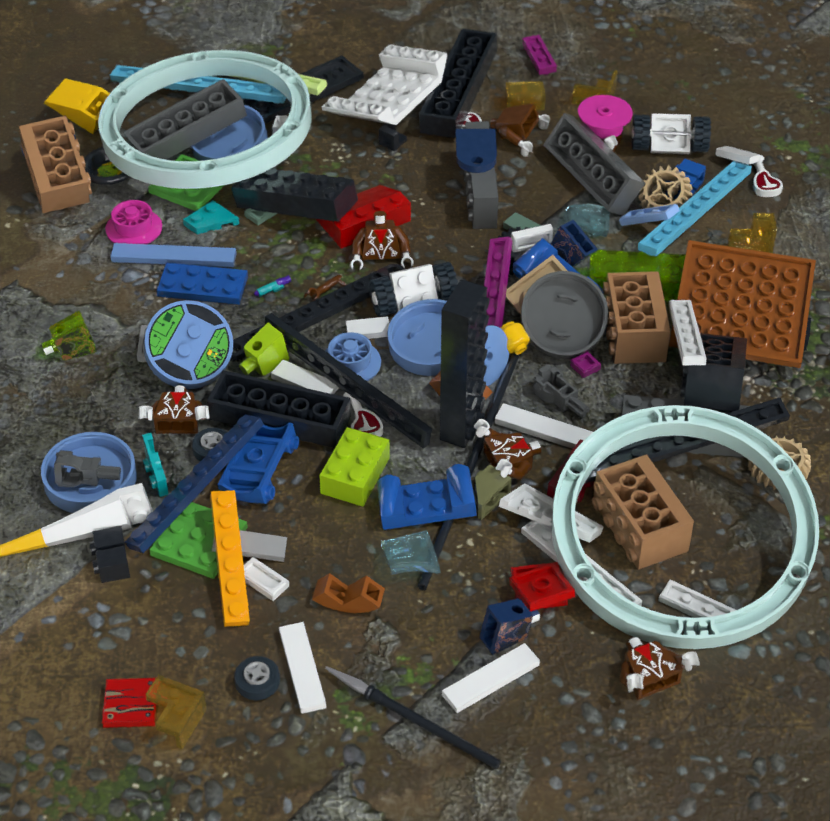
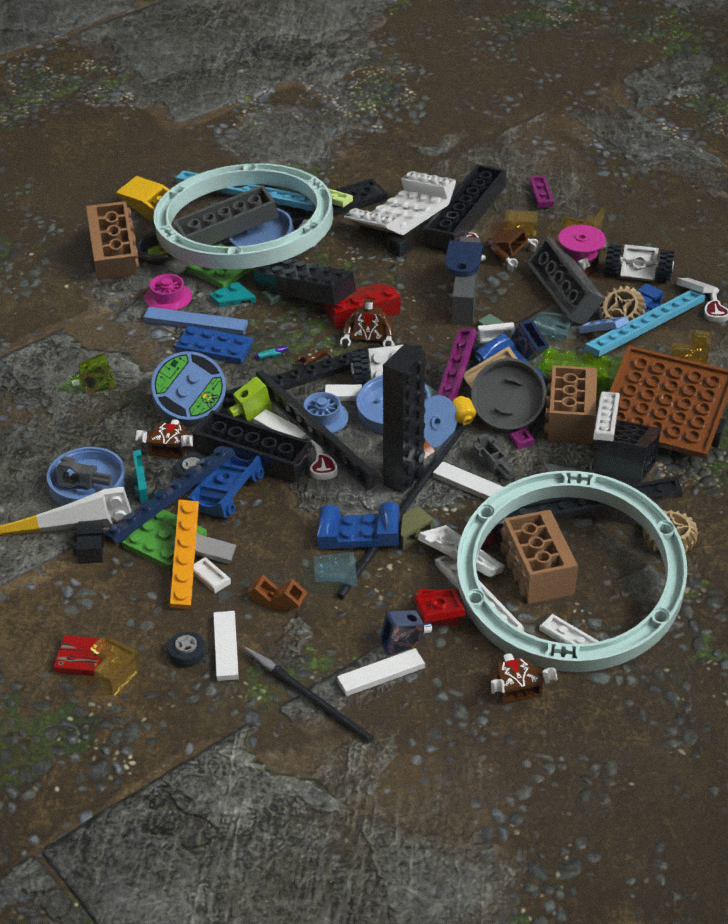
camera: 10 degrees right, 5 degrees down
(354, 466) = (304, 496): lime brick -> none
(507, 451) = (436, 499): reddish brown torso -> none

